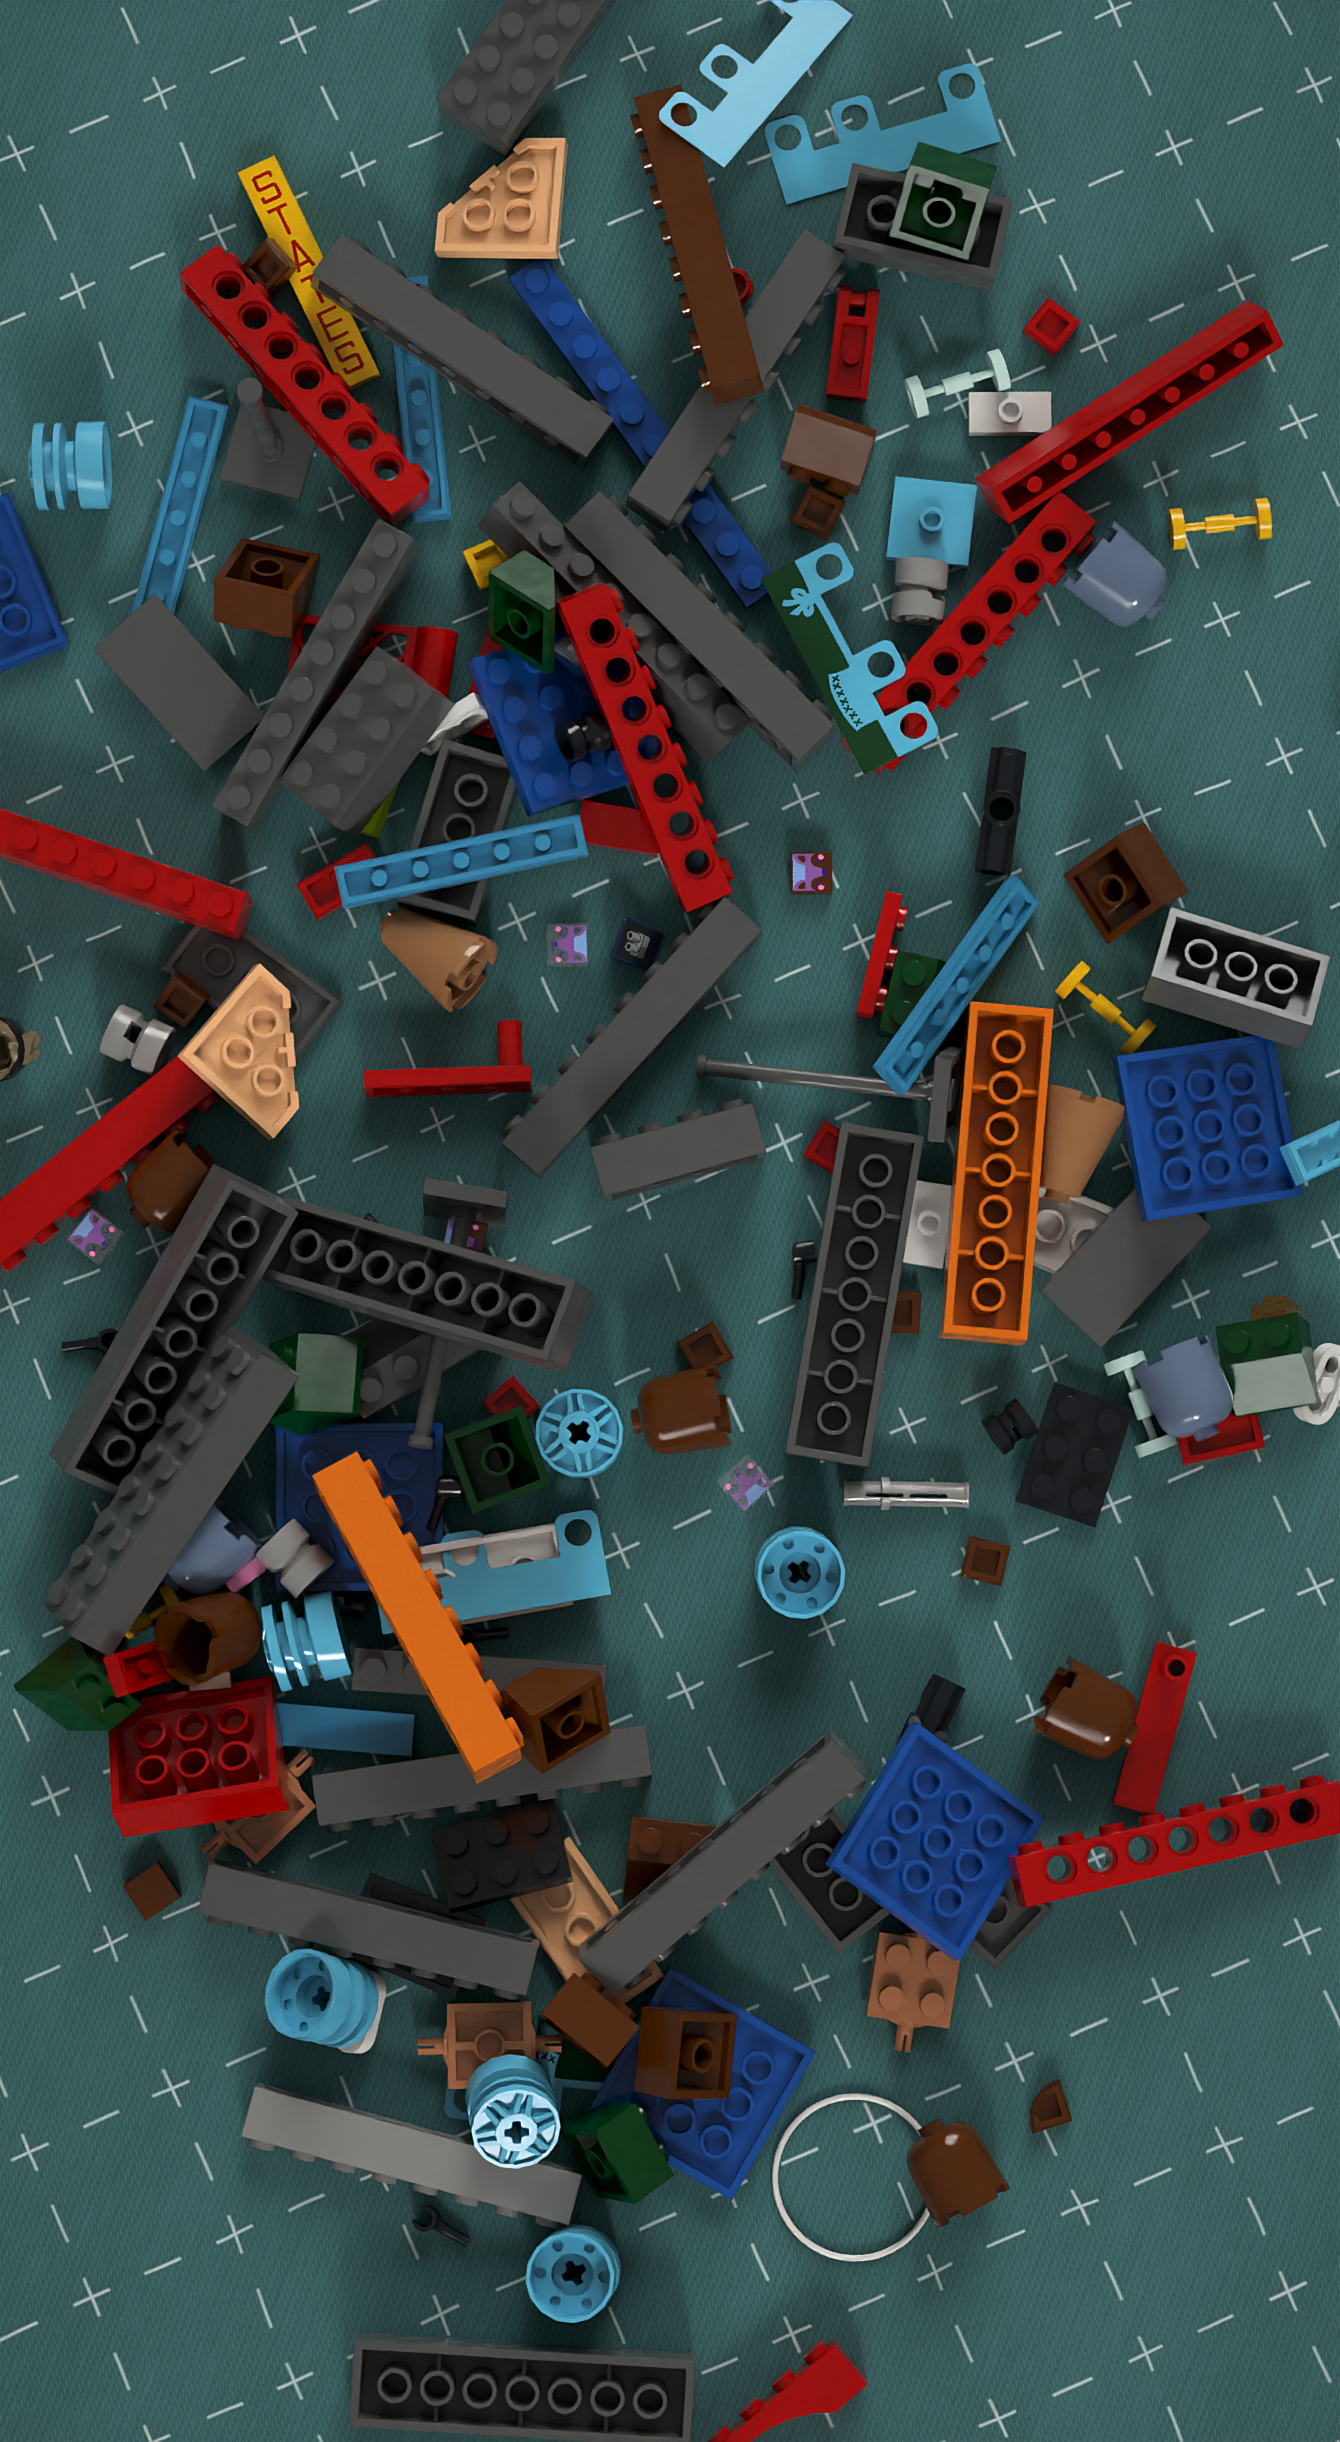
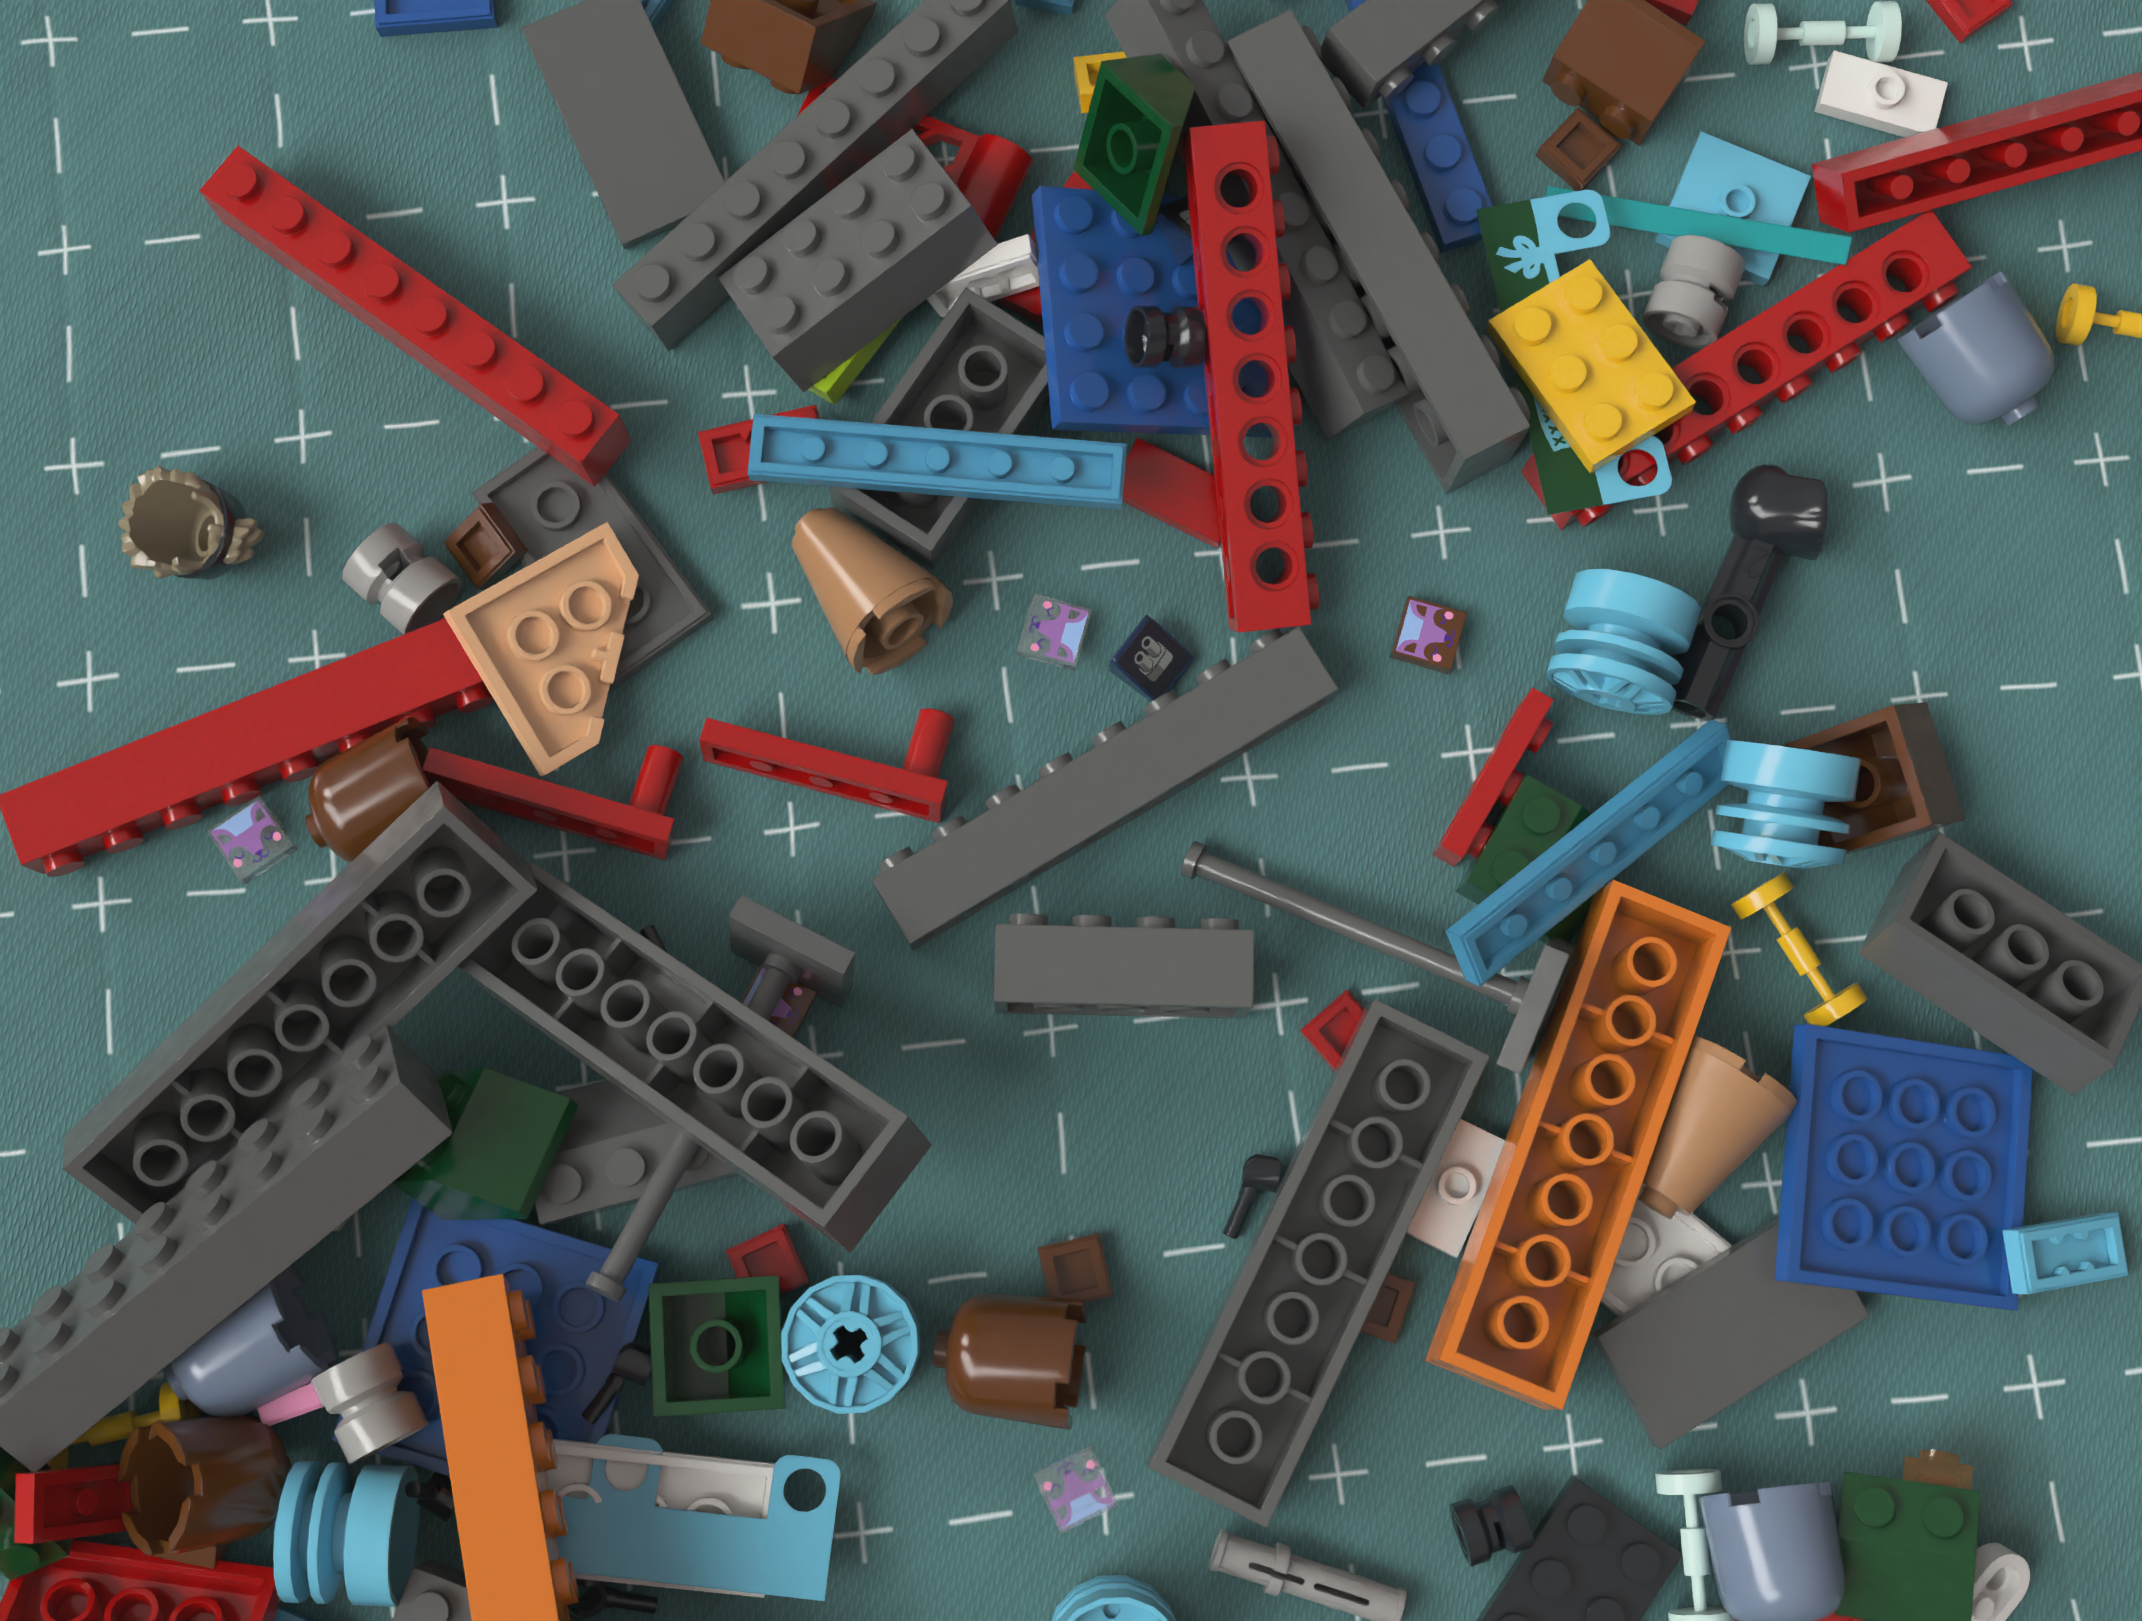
camera: 10 degrees right, 5 degrees down
(91, 1343) = (192, 991): black hand -> none
(338, 1154) = (633, 827): none -> red piece
(863, 667) = (1590, 366): none -> yellow plate
(918, 543) = (1725, 229): none -> teal sticker
(936, 848) = (1623, 641): none -> medium azure wheel
(1014, 725) = (1780, 511): none -> black hair
(1068, 918) = (1785, 803): none -> medium azure wheel

